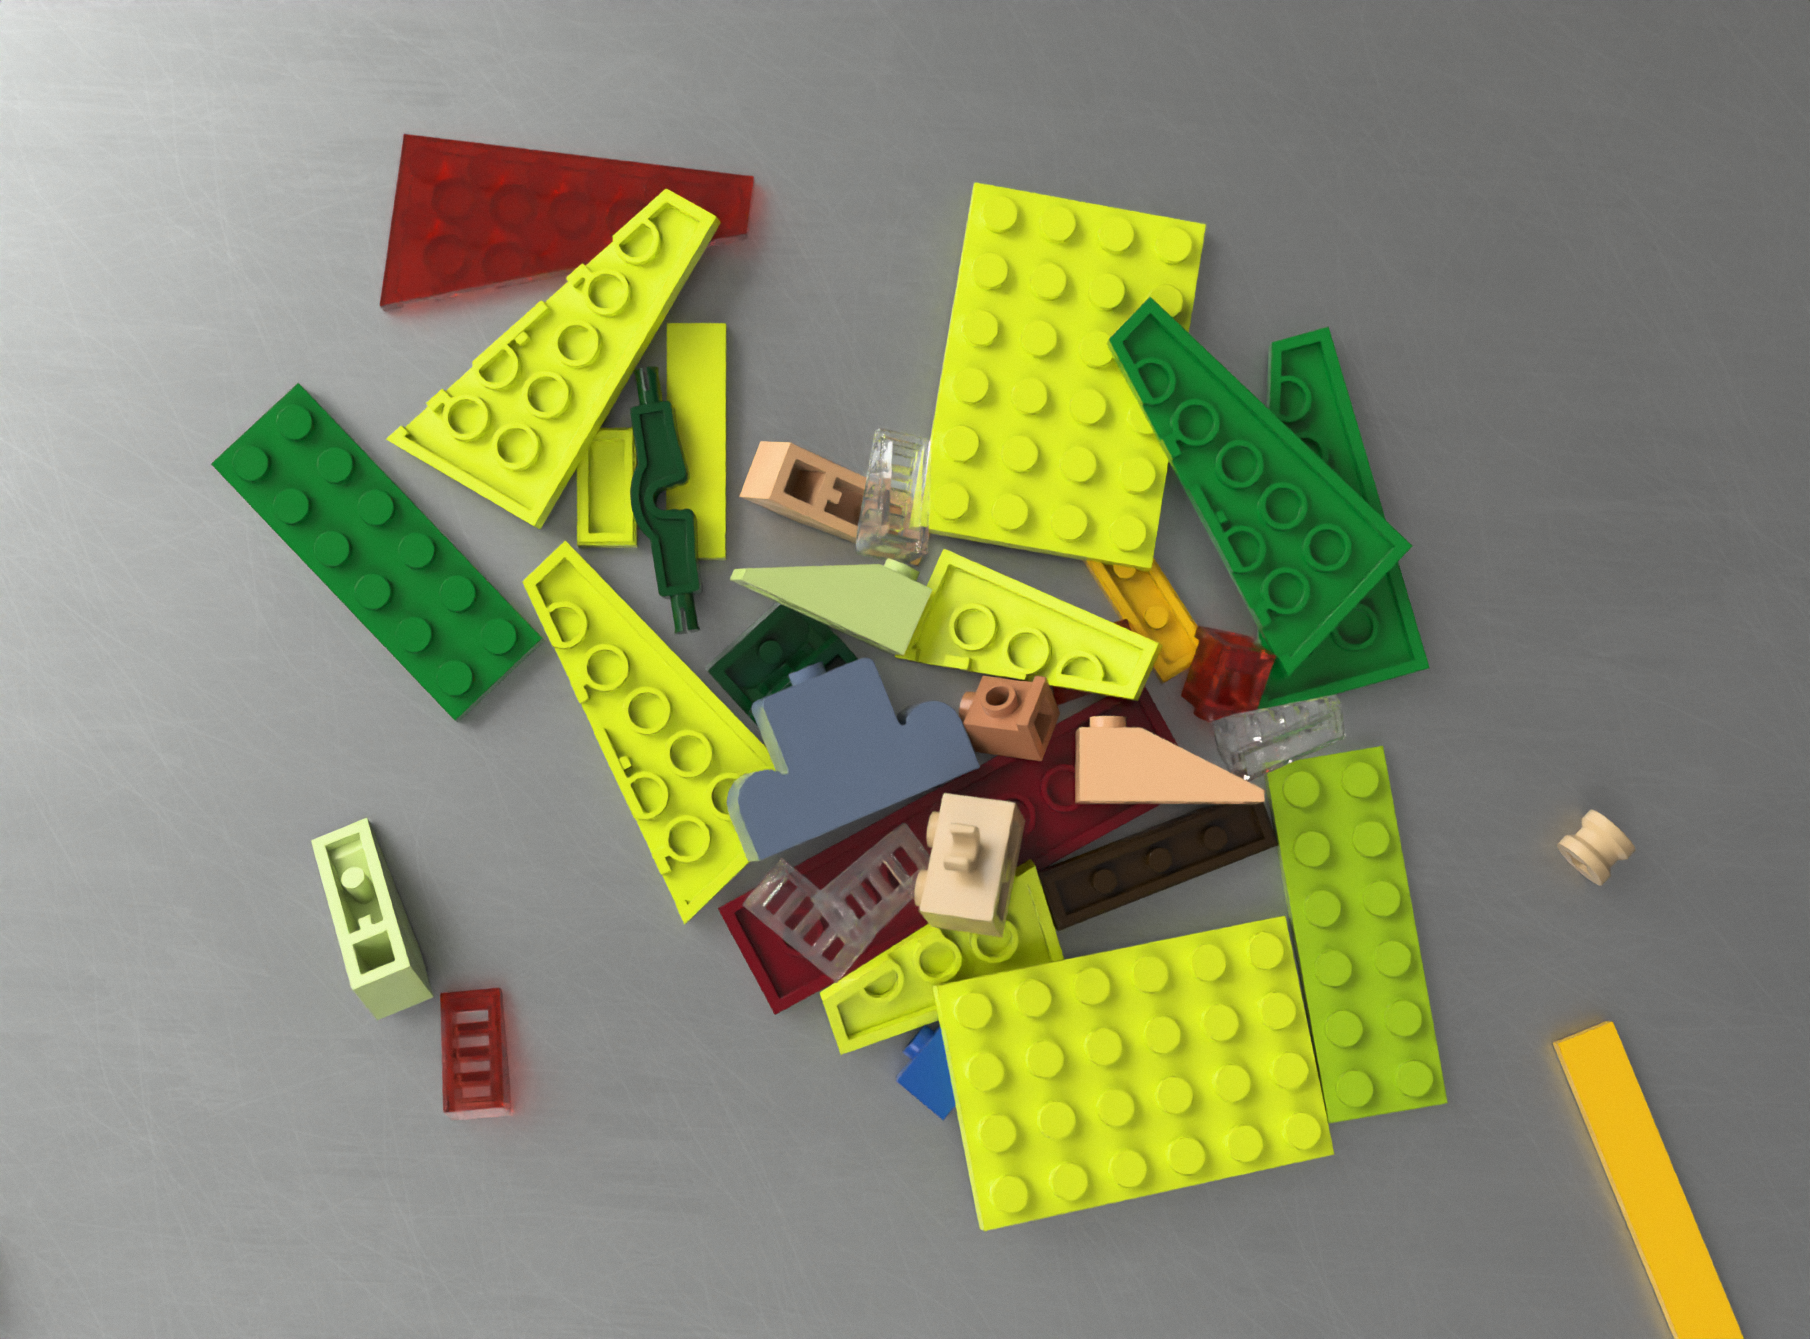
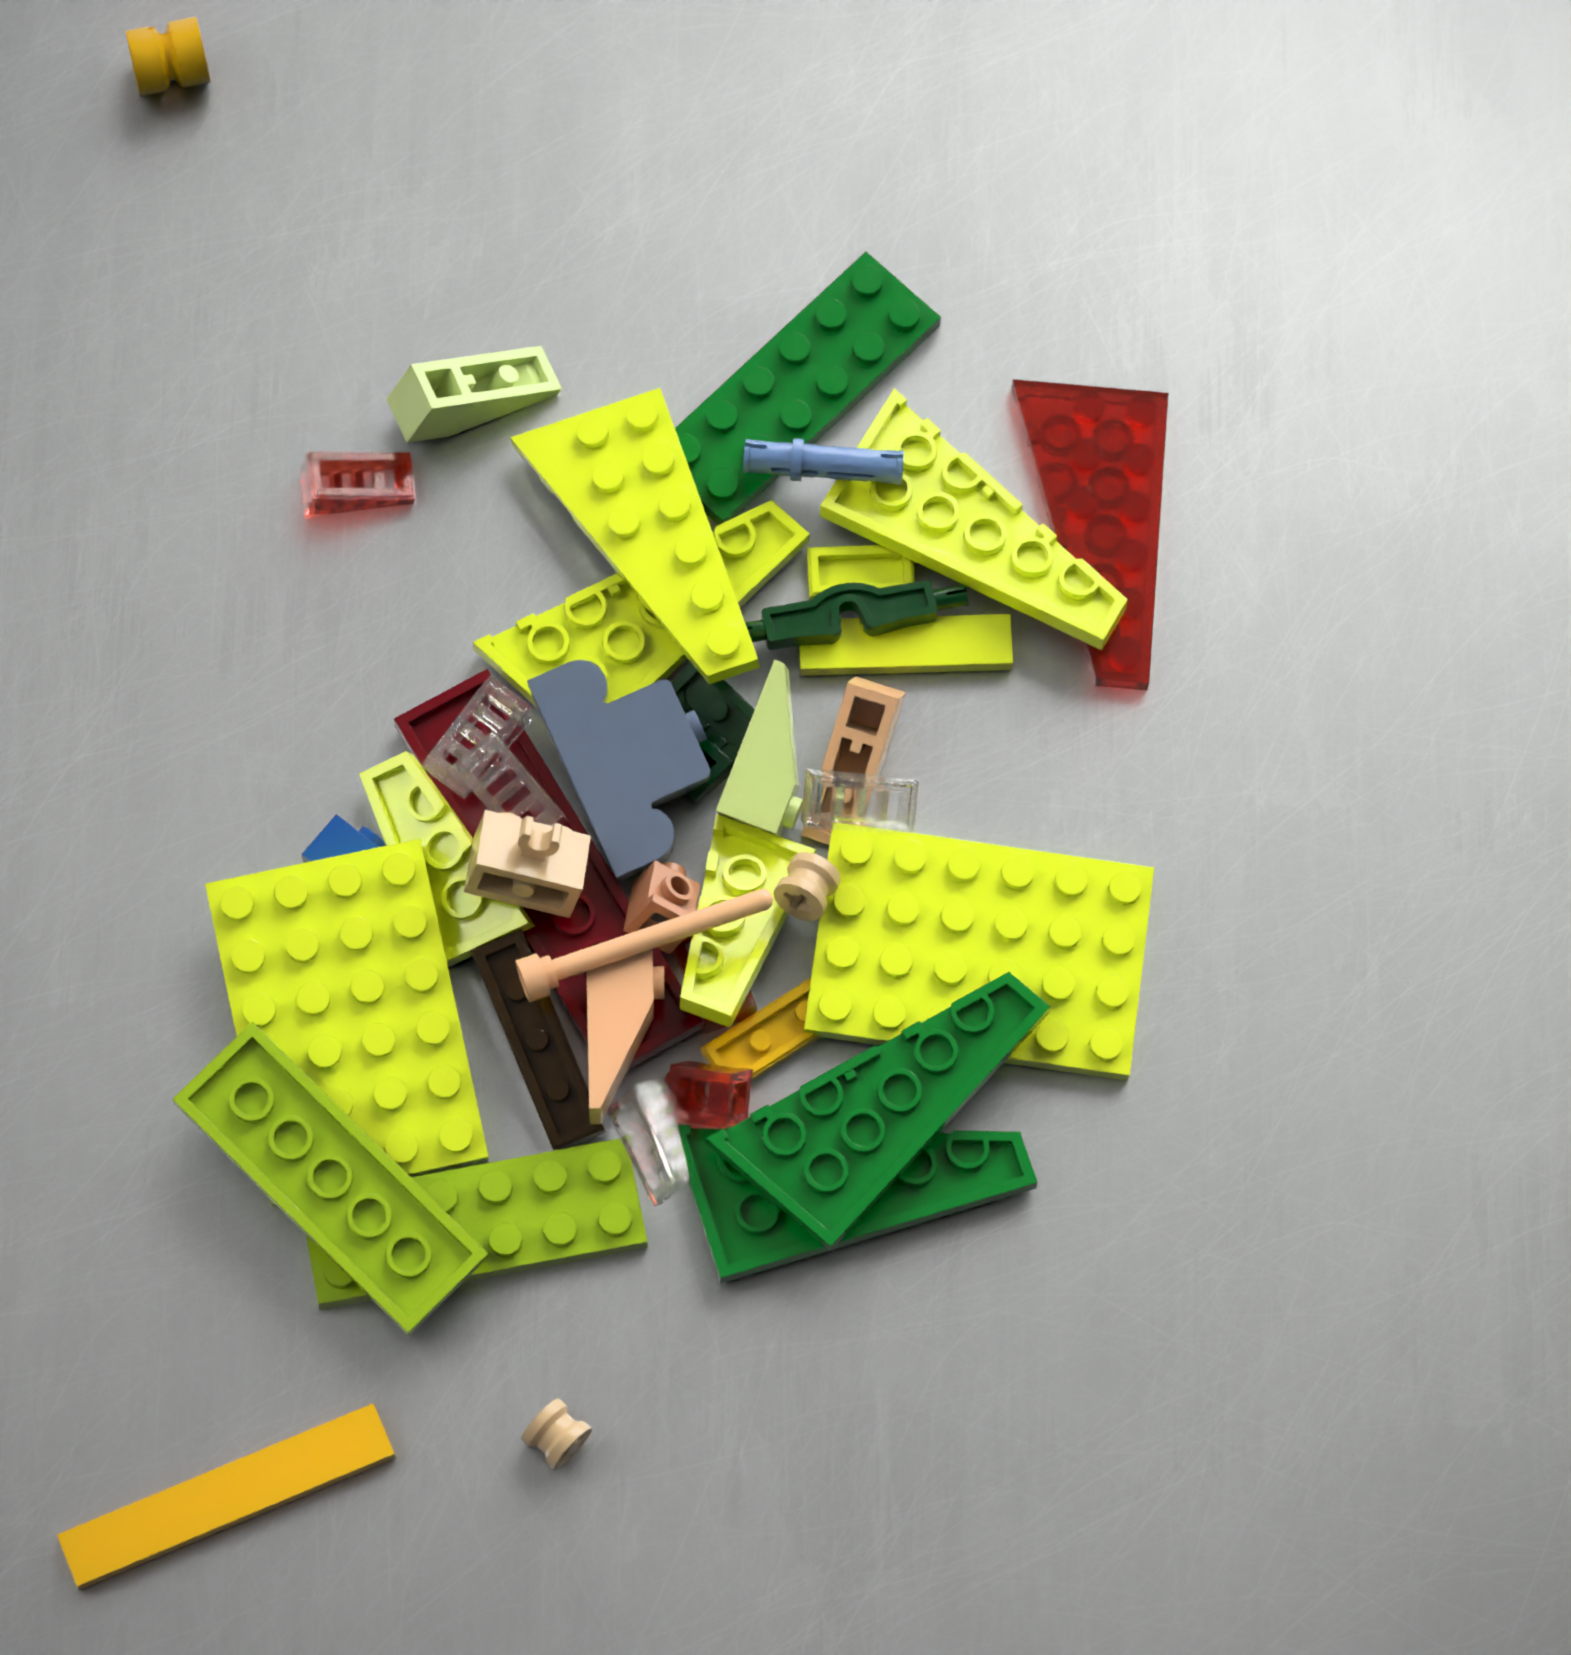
camera: 90 degrees right, 15 degrees down
(483, 519) = (830, 462): none -> medium blue pin
(521, 733) = (640, 507): none -> neon yellow wing
(1002, 555) = (807, 886): none -> tan wheel
(1112, 849) = (543, 974): none -> light nougat piece
(1327, 1091) = (330, 1178): none -> lime plate

